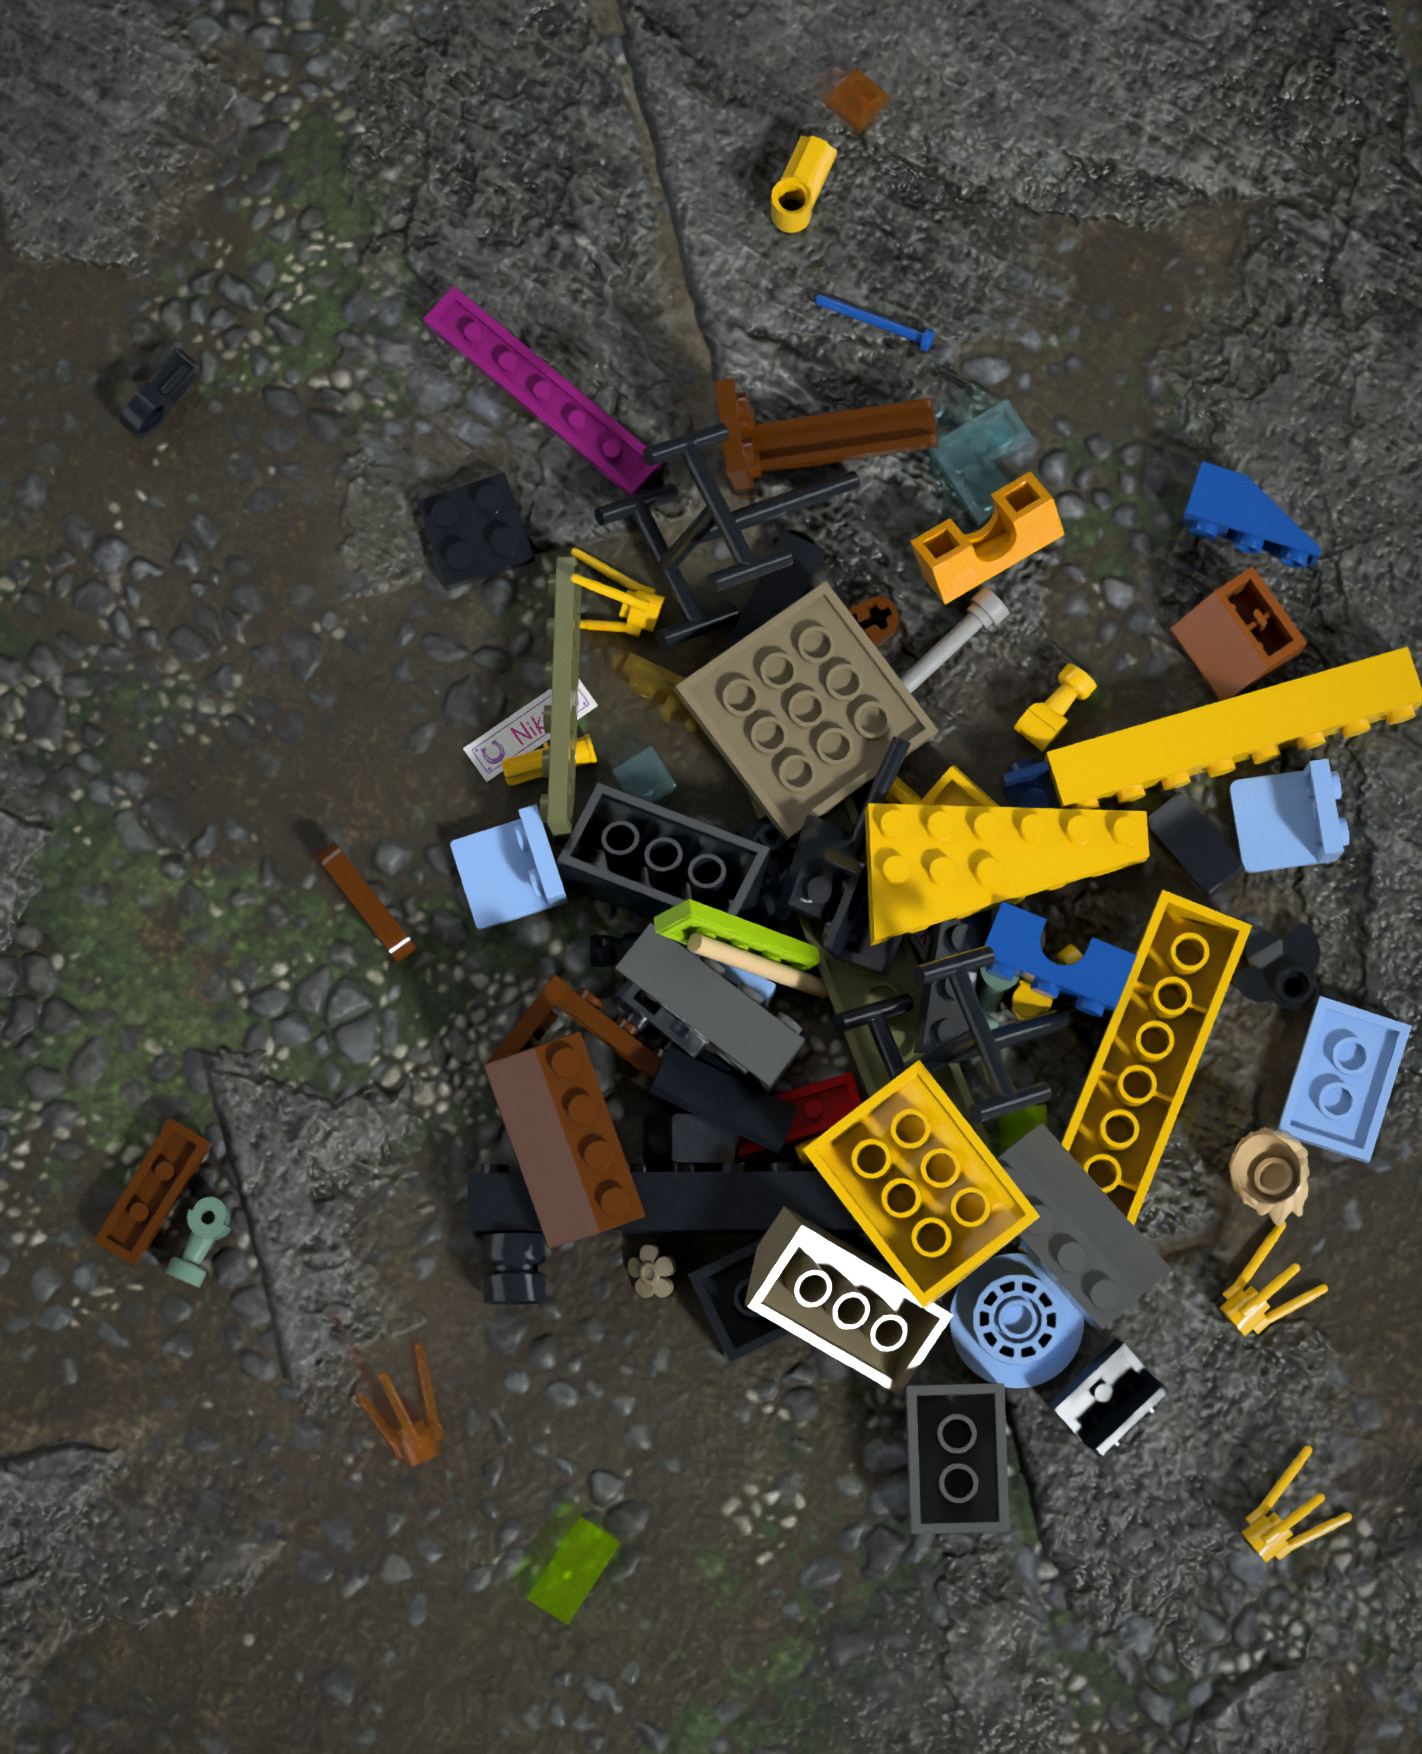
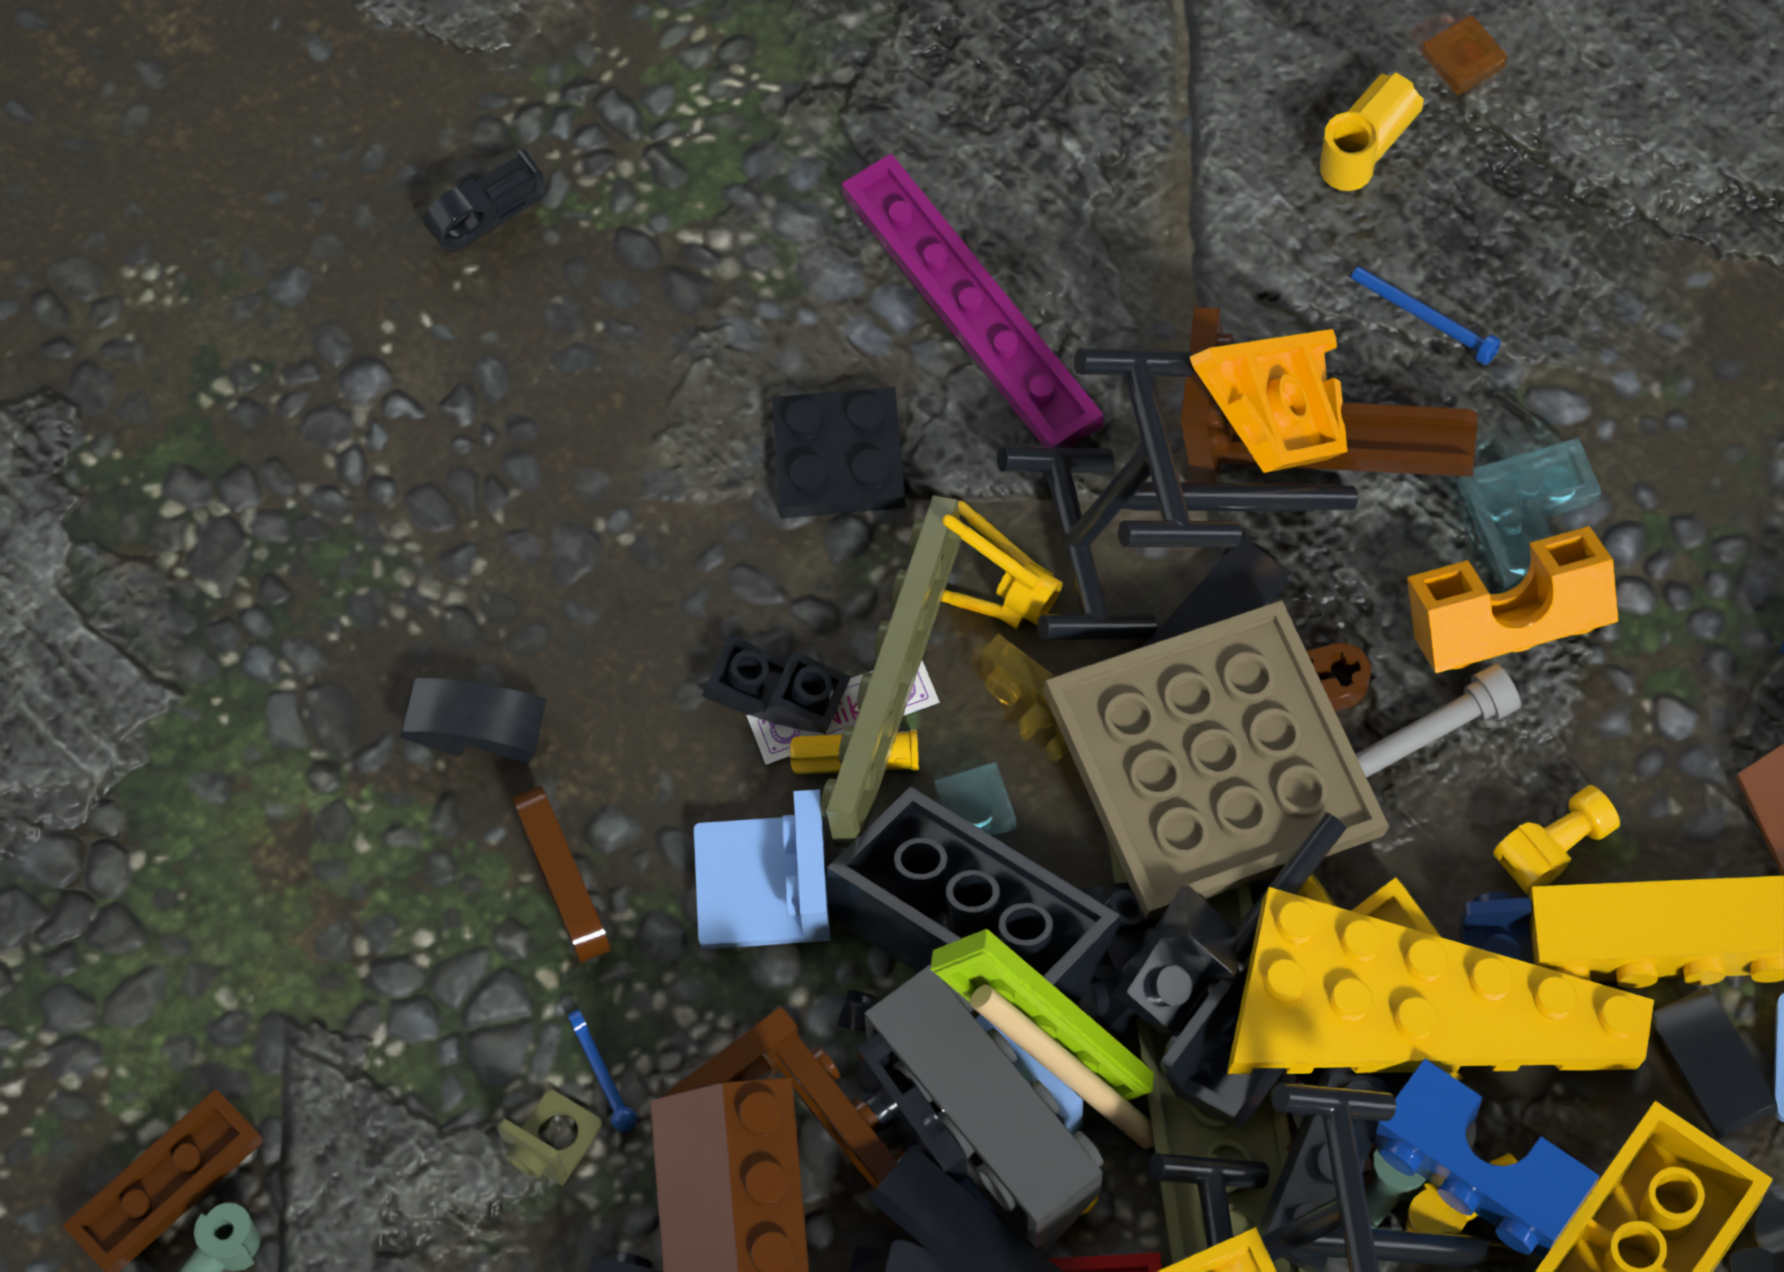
camera: 15 degrees right, 15 degrees down
(269, 800) = (475, 714): none -> black slope
(405, 1109) = (538, 1158): none -> olive bracket
(458, 1065) = (624, 1118): none -> blue hinge
(479, 725) = (780, 691): none -> black slope
(791, 432) = (1278, 397): none -> light orange wing

